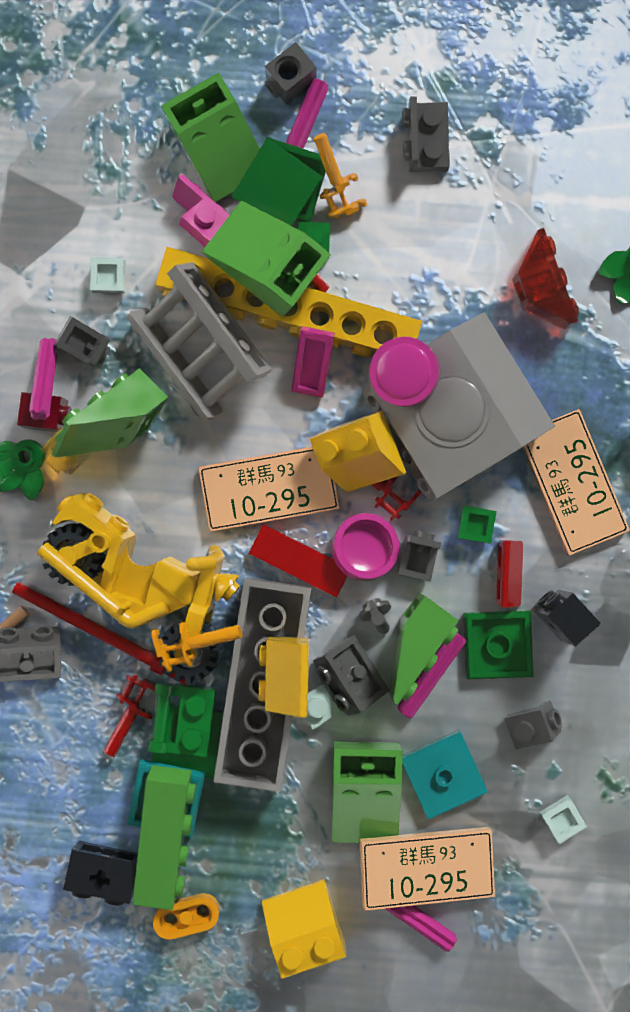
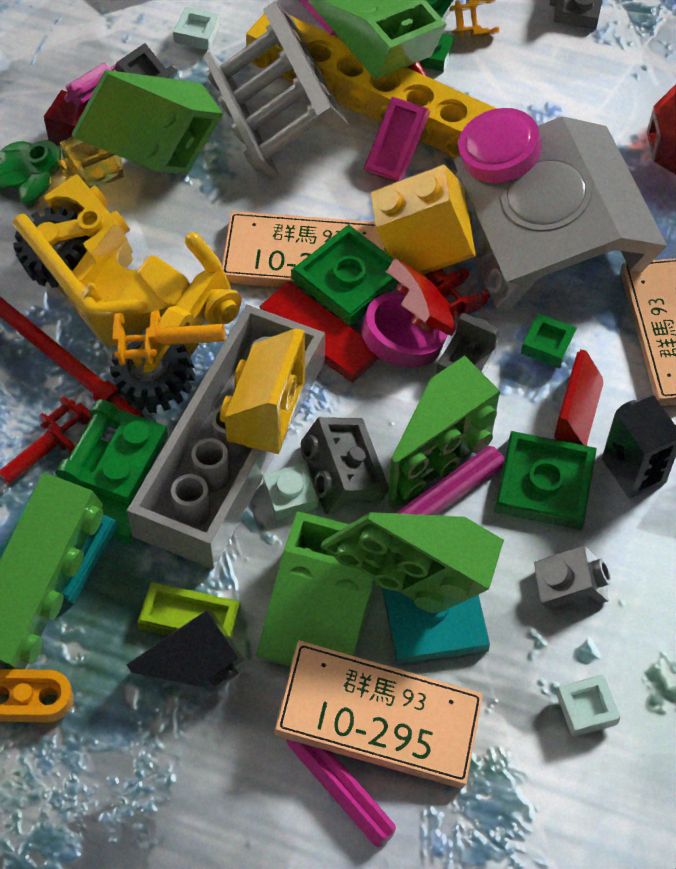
camera: 10 degrees right, 30 degrees down
(276, 822) = (172, 607): none -> lime tile
(289, 864) = (192, 655): none -> black slope
(303, 929) = (180, 756): yellow slope -> none
(309, 508) = (346, 274): none -> green tile
(374, 611) = (397, 402): dark grey plate -> none
(381, 533) = (422, 299): none -> red slope
(433, 778) = (420, 556): none -> bright green slope

